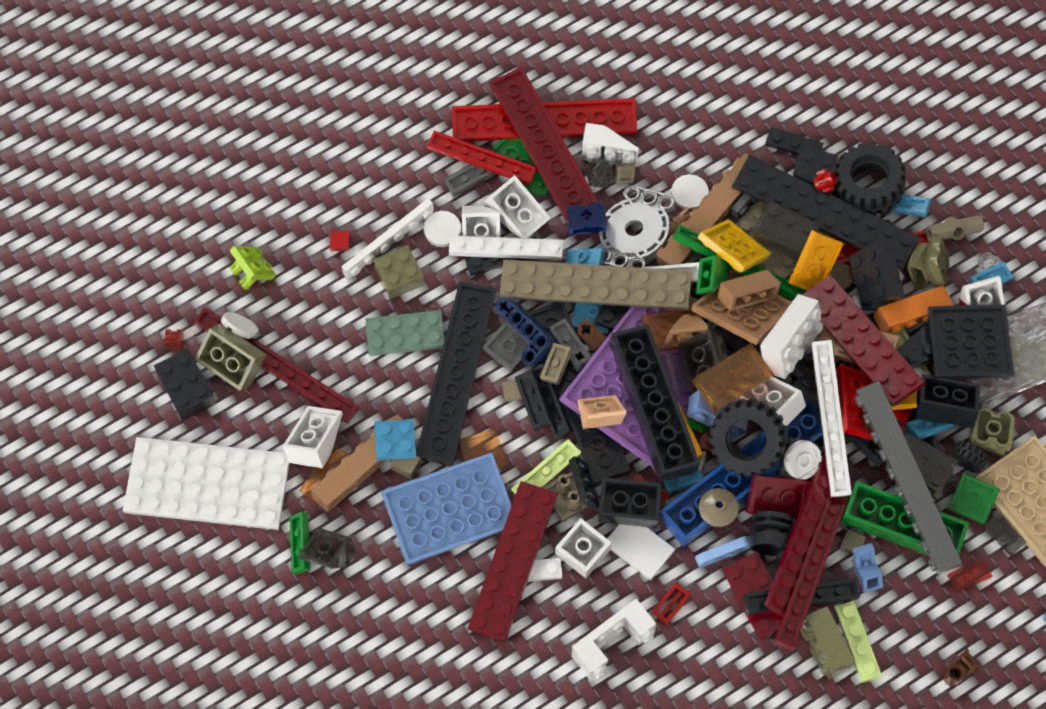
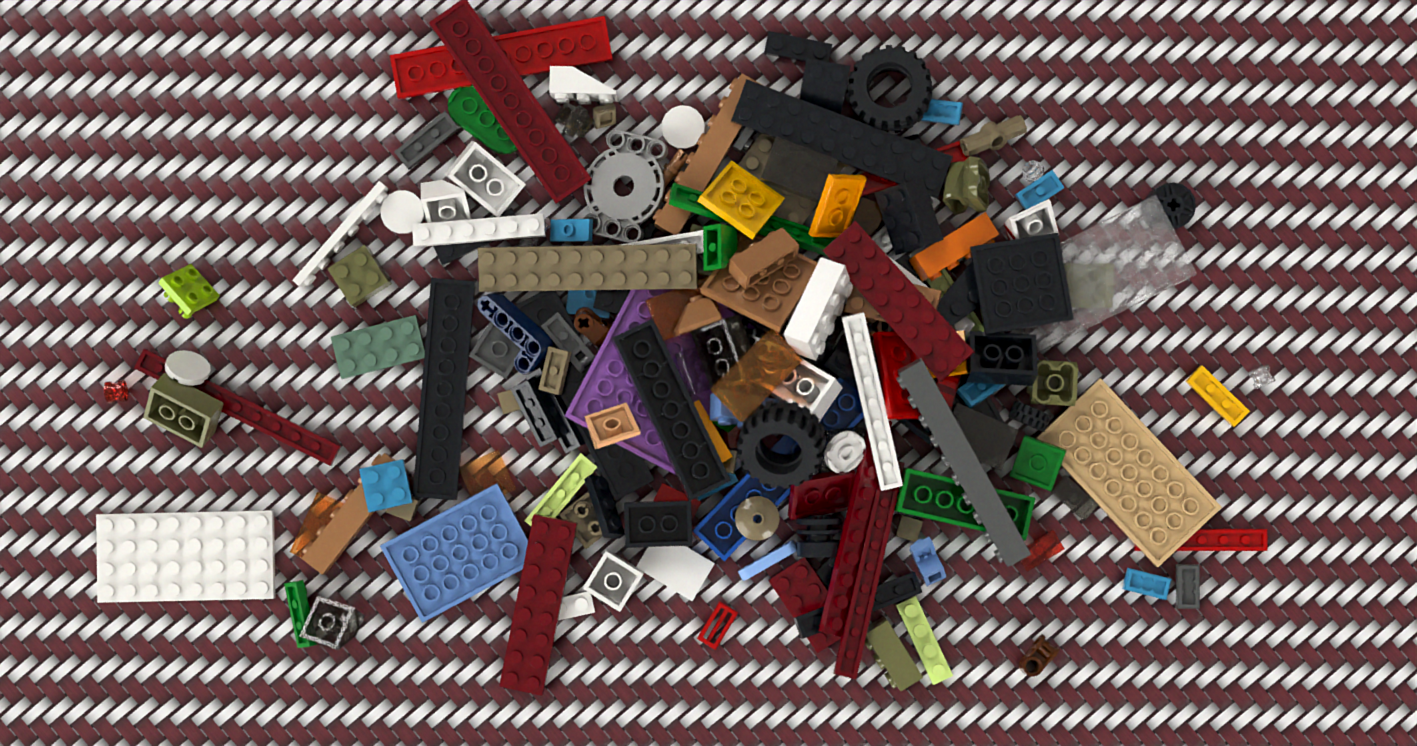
camera: 15 degrees left, 20 degrees up
(185, 384) = (138, 446): black brick -> none
(313, 437) = (294, 490): white slope -> none
(339, 240) = (286, 243): red tile -> none
(481, 157) = (434, 119): red tile -> none
(579, 225) = (579, 187): clear blue brick -> none
(587, 650) = (633, 700): white plate -> none
(825, 181) = (838, 102): red gear -> none

